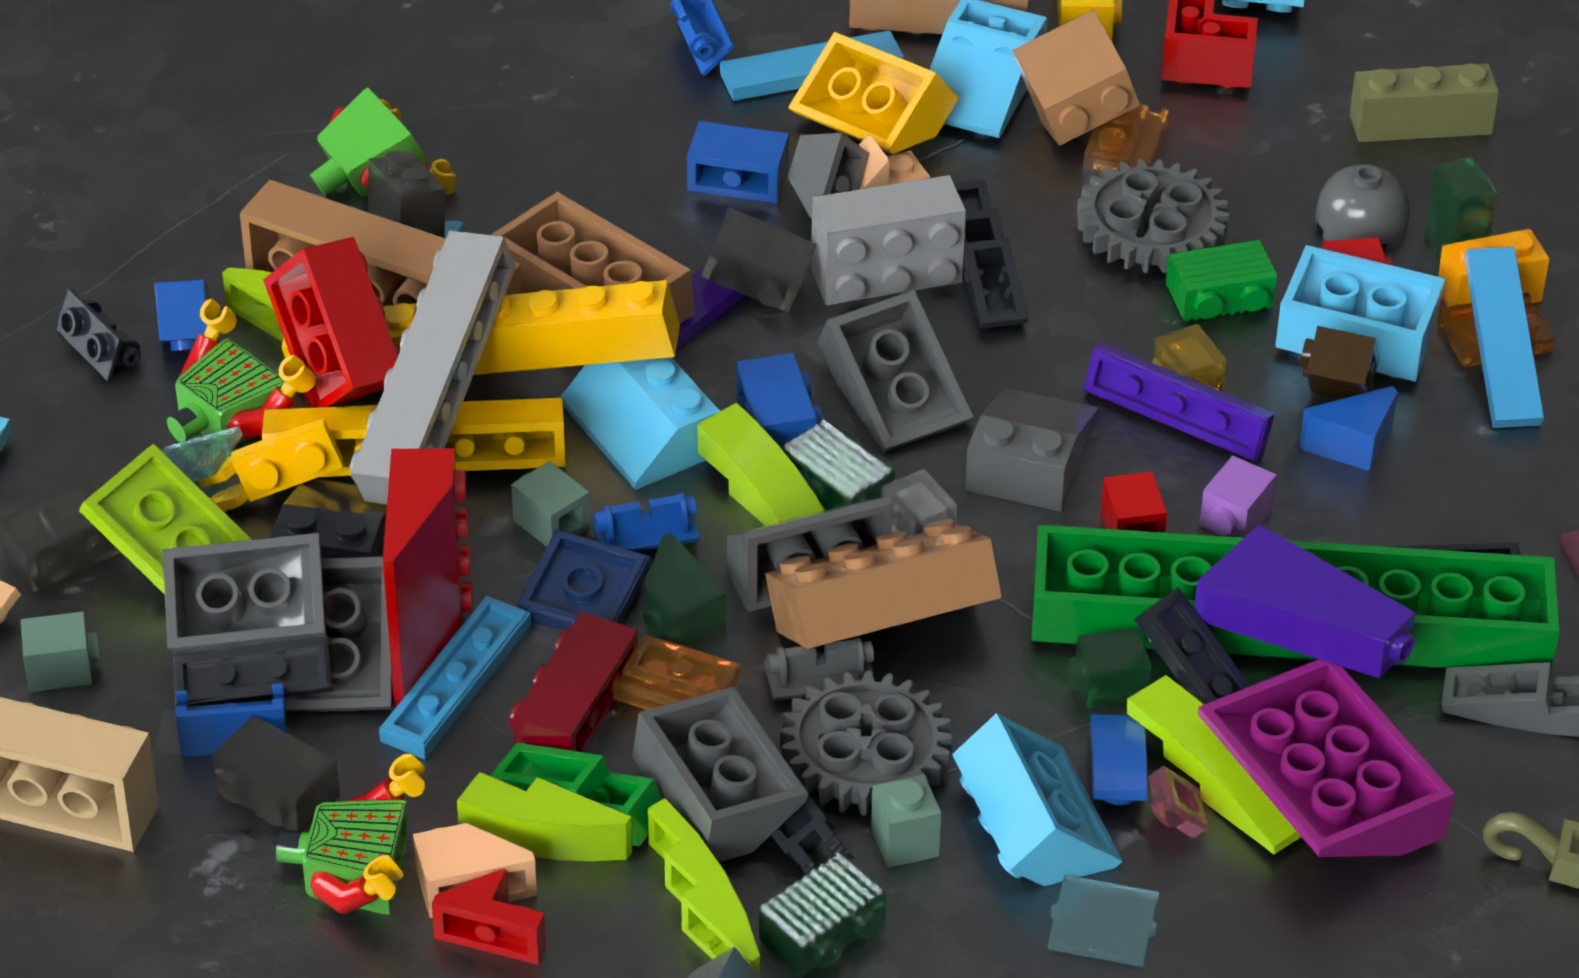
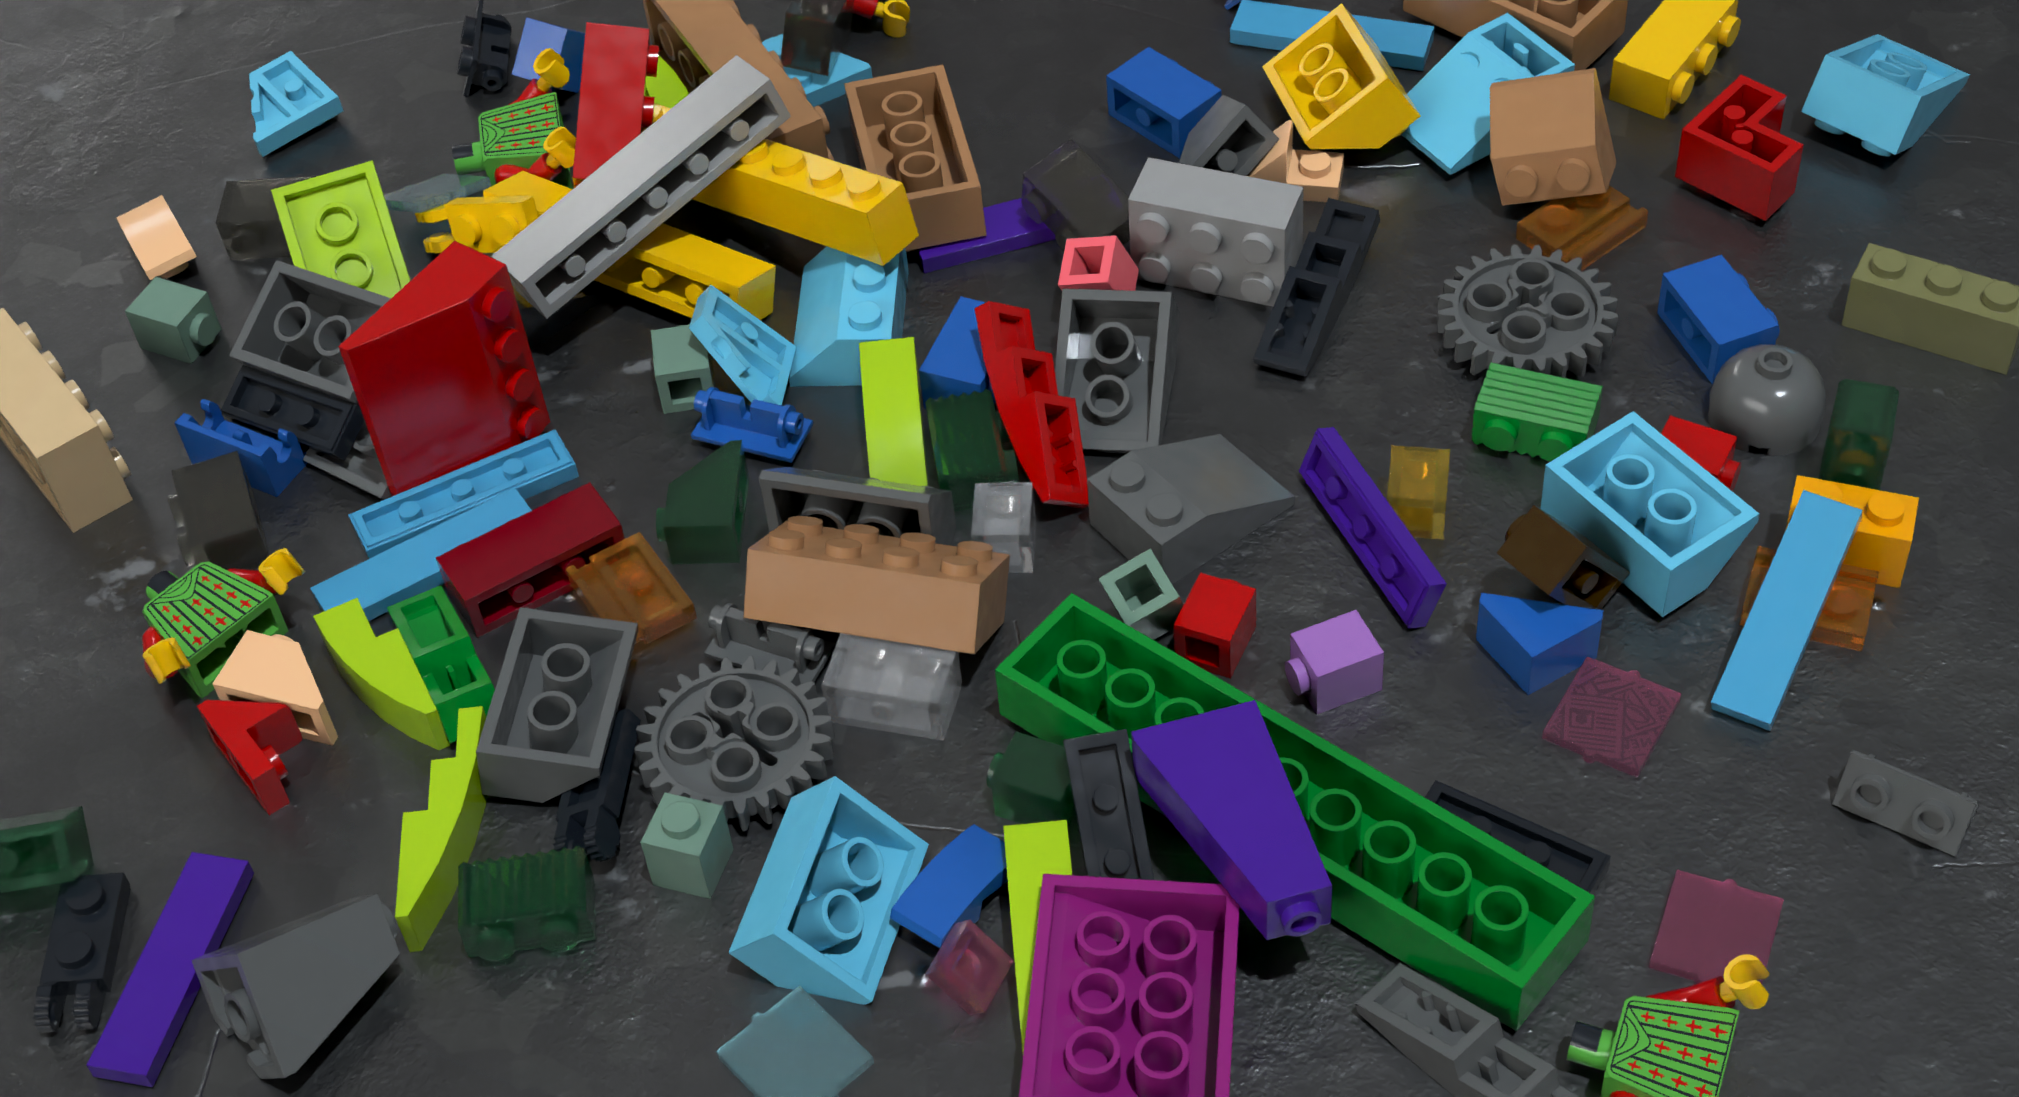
camera: 40 degrees right, 5 degrees up
(475, 734) = (412, 565): none -> dark azure tile
(583, 577) = (639, 458): dark blue tile -> none
(596, 465) = (743, 346): none -> medium azure wing
(820, 299) = (1097, 265): none -> coral brick
(880, 425) = (1036, 418): none -> red slope
(945, 651) = (892, 686): none -> clear brick
(1078, 503) = (1143, 595): none -> sand green brick
(1282, 166) = (1714, 313): none -> blue brick
(1436, 459) = (1612, 716): none -> clear pink piece

